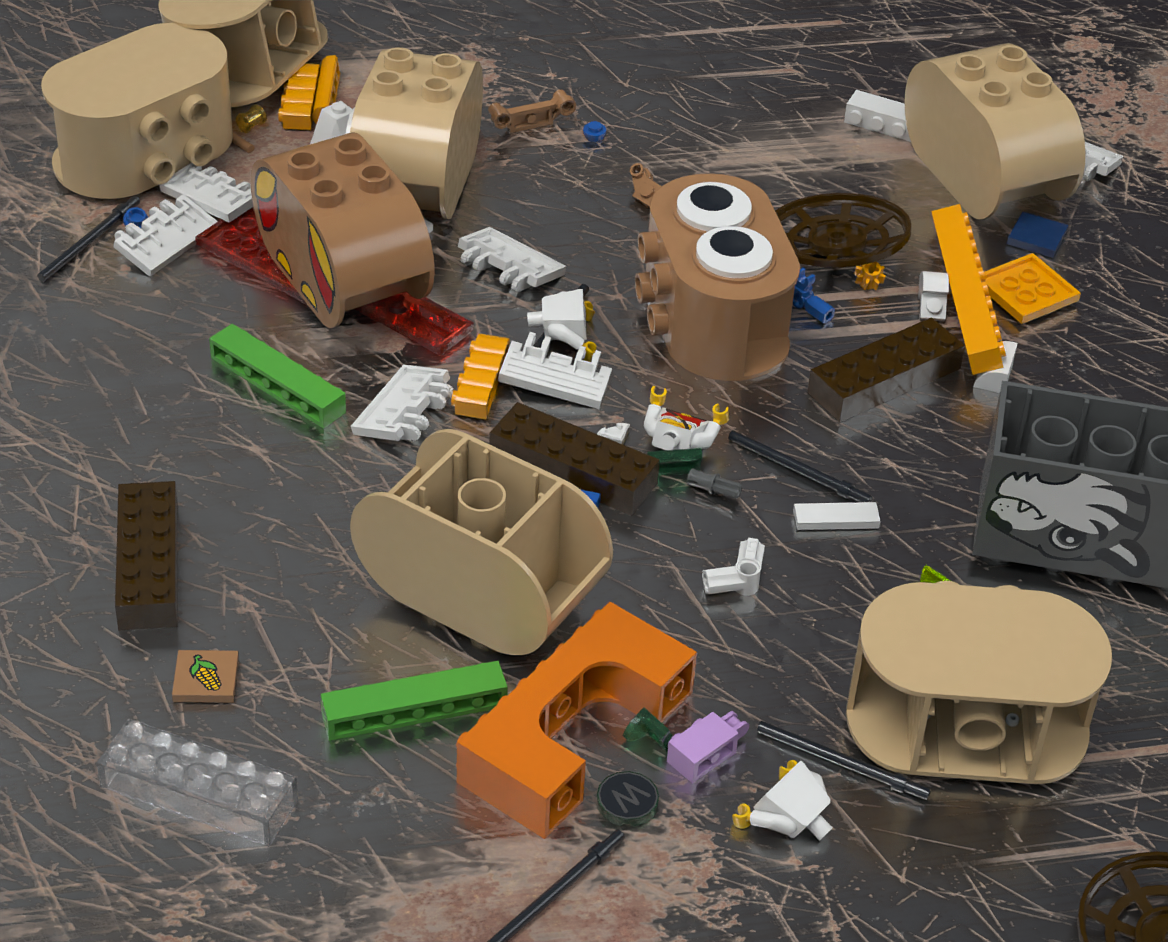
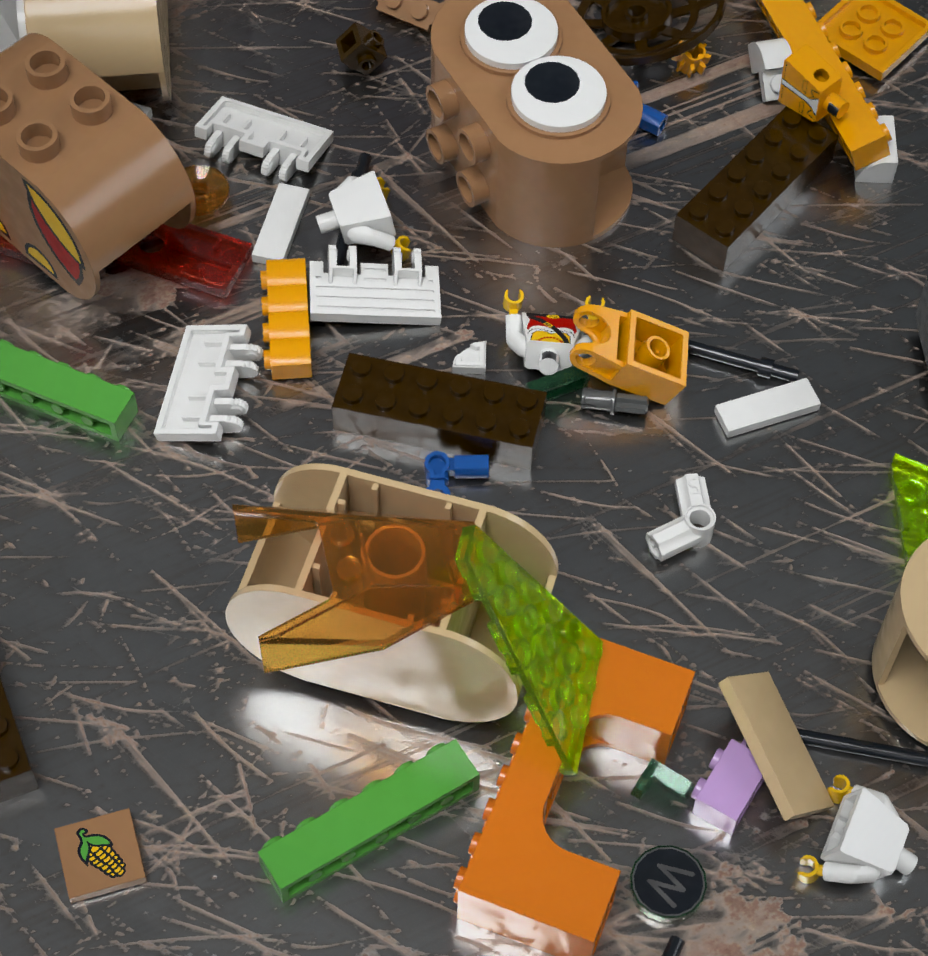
camera: 15 degrees left, 15 degrees up
(450, 281) = (209, 188): none -> clear orange dish
(460, 498) = (385, 578): none -> clear orange windscreen
(503, 315) = (281, 223): none -> white tile
(580, 594) = (539, 640): none -> clear neon green wing
(608, 216) = (361, 48): none -> dark brown brick
(736, 447) = (632, 352): none -> light orange brick
(746, 723) = (776, 745): none -> tan tile
(949, 300) = (811, 86): none -> light orange torso

